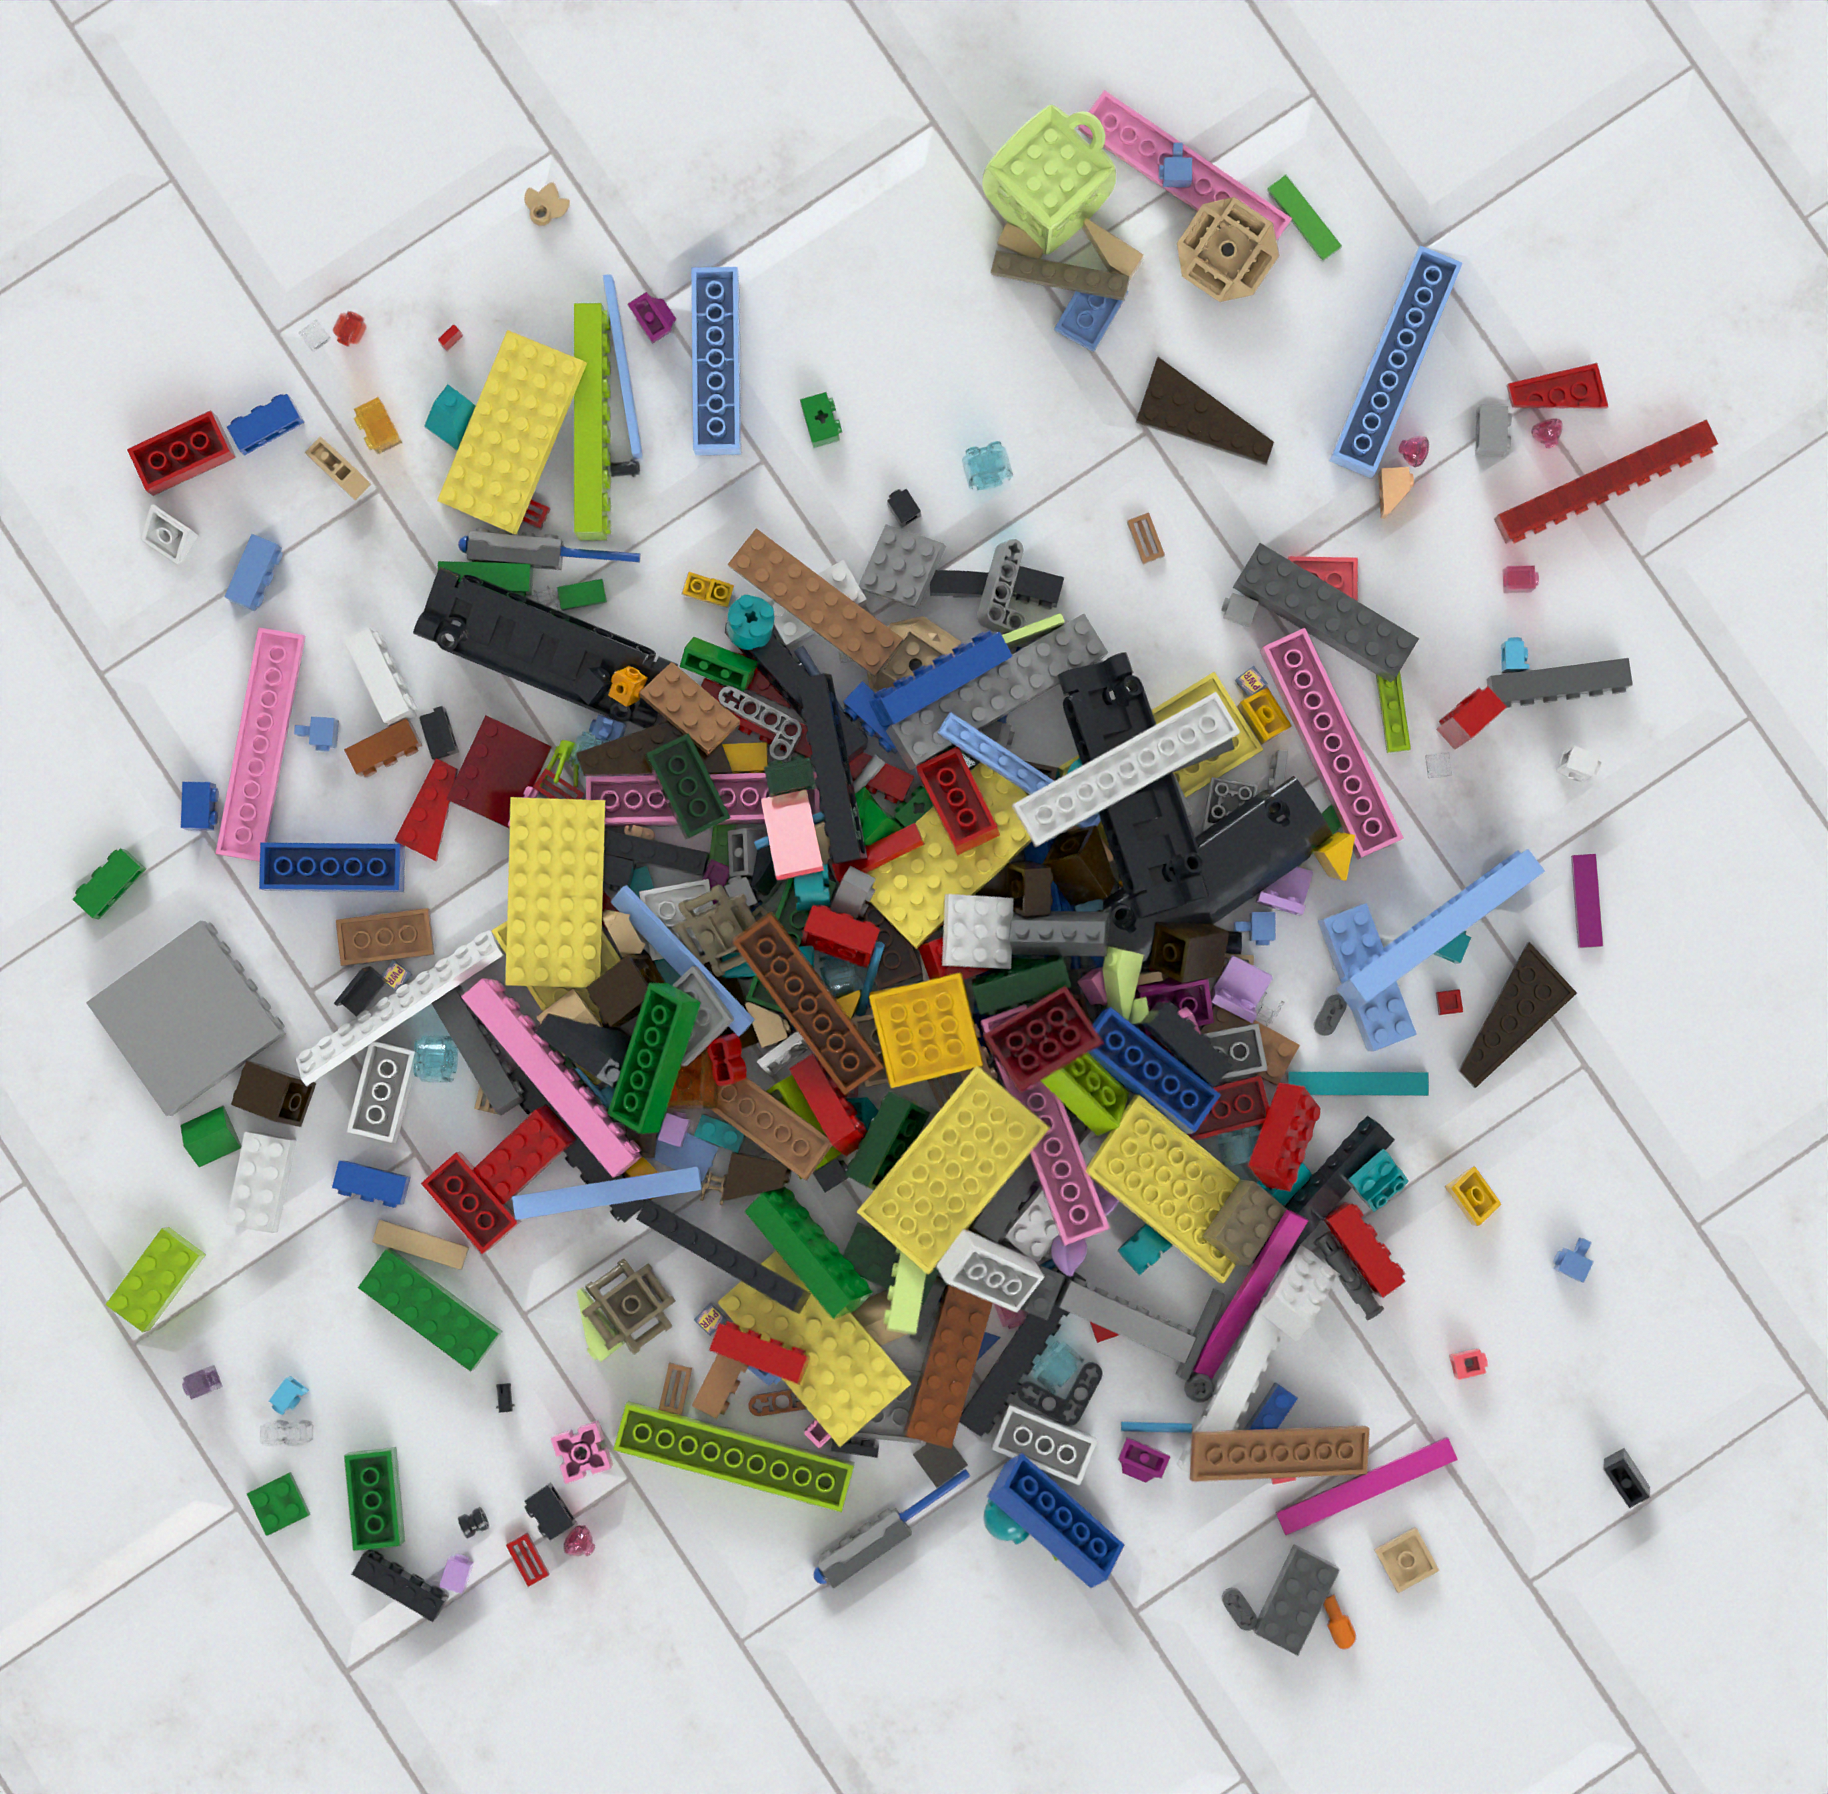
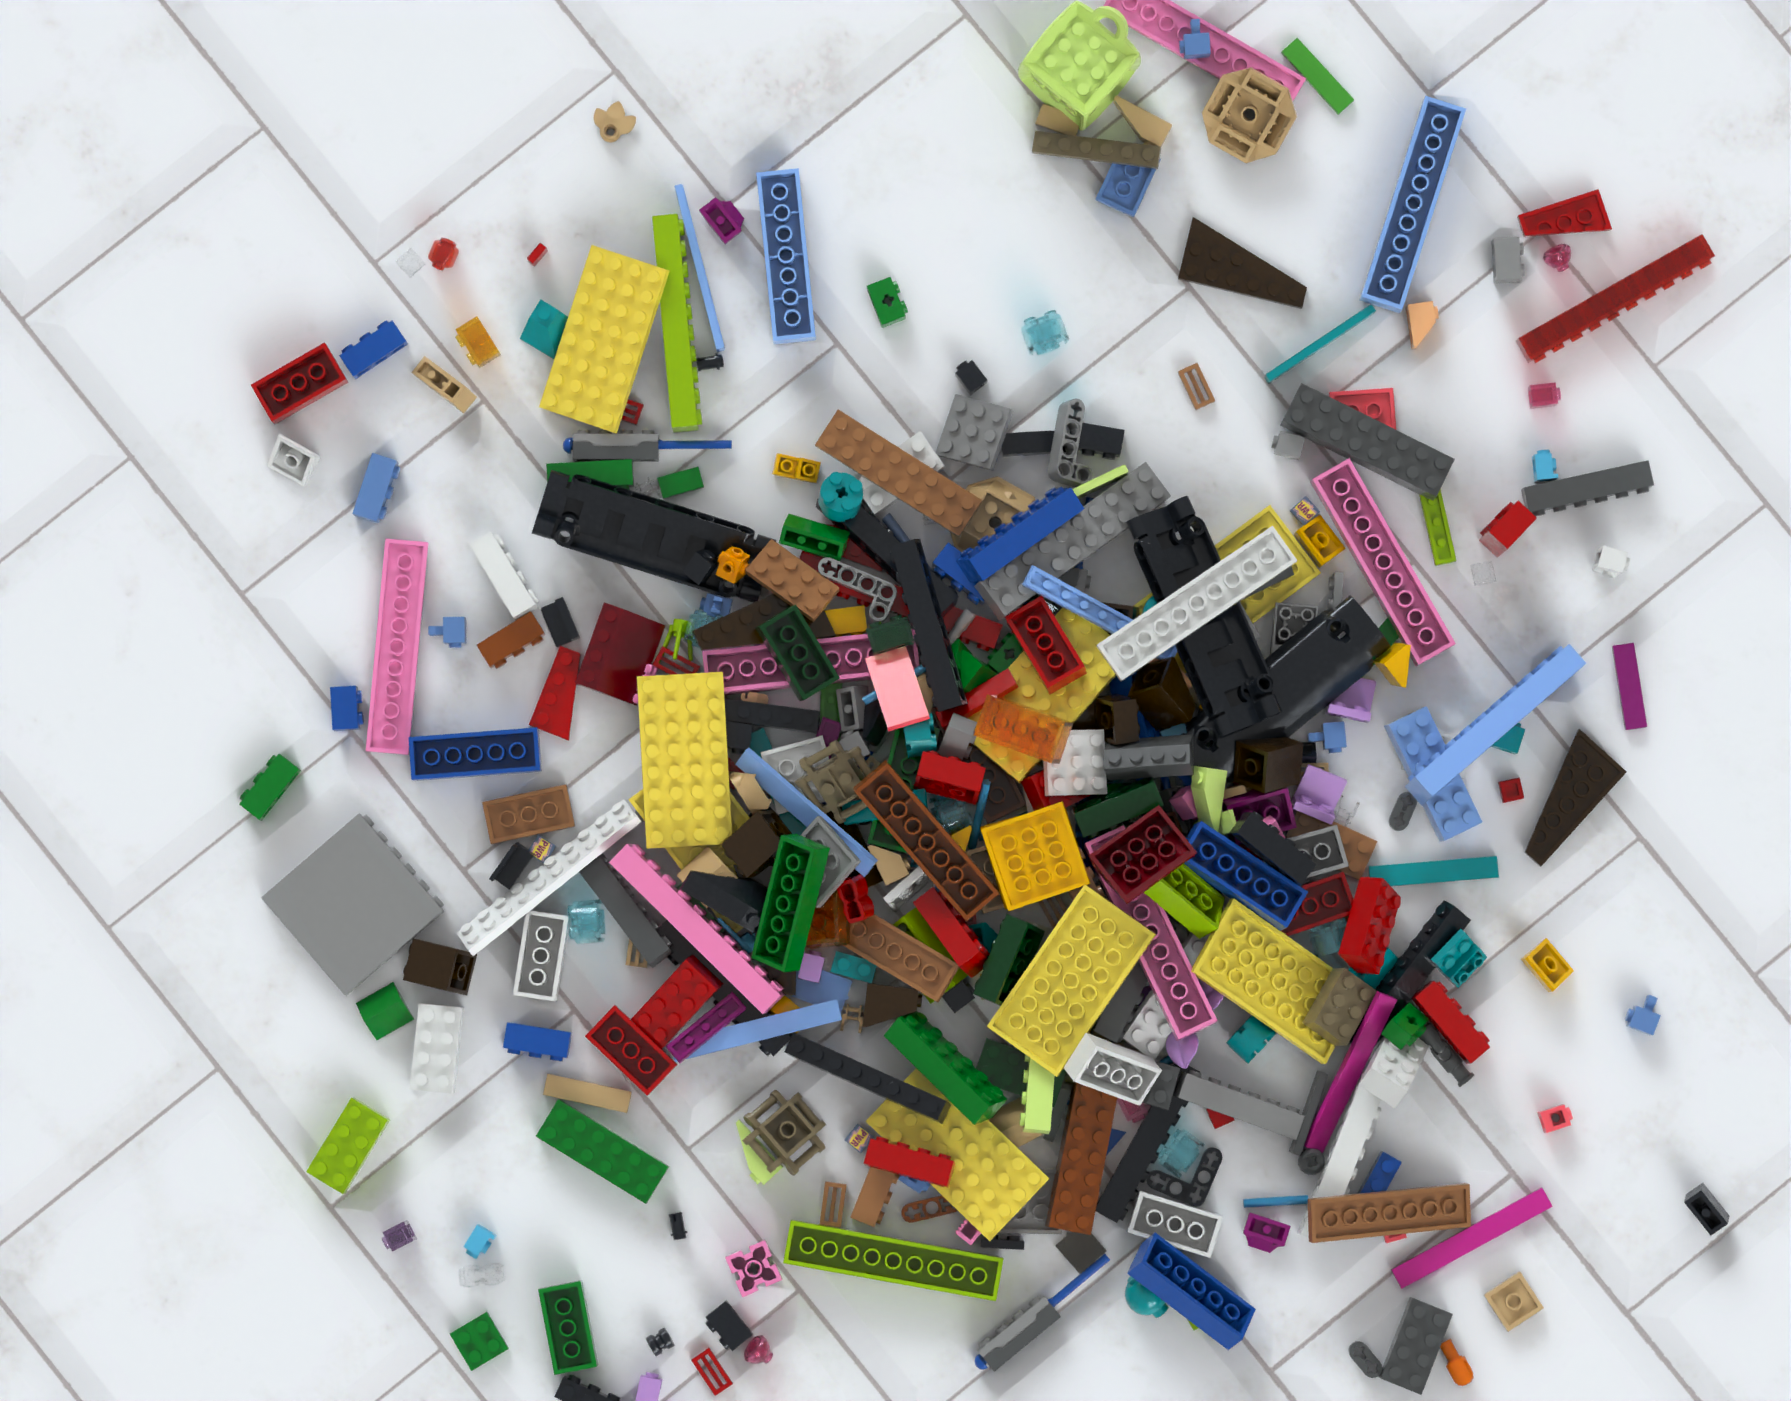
camera: 10 degrees left, 0 degrees up
(552, 1185) = (706, 1027): none -> magenta tile
(924, 890) = (1023, 729): none -> clear orange brick
(1282, 503) = (1319, 344): none -> teal tile
(1315, 1251) = (1406, 1027): none -> green brick
(1415, 450) = (1437, 284): clear pink brick -> none

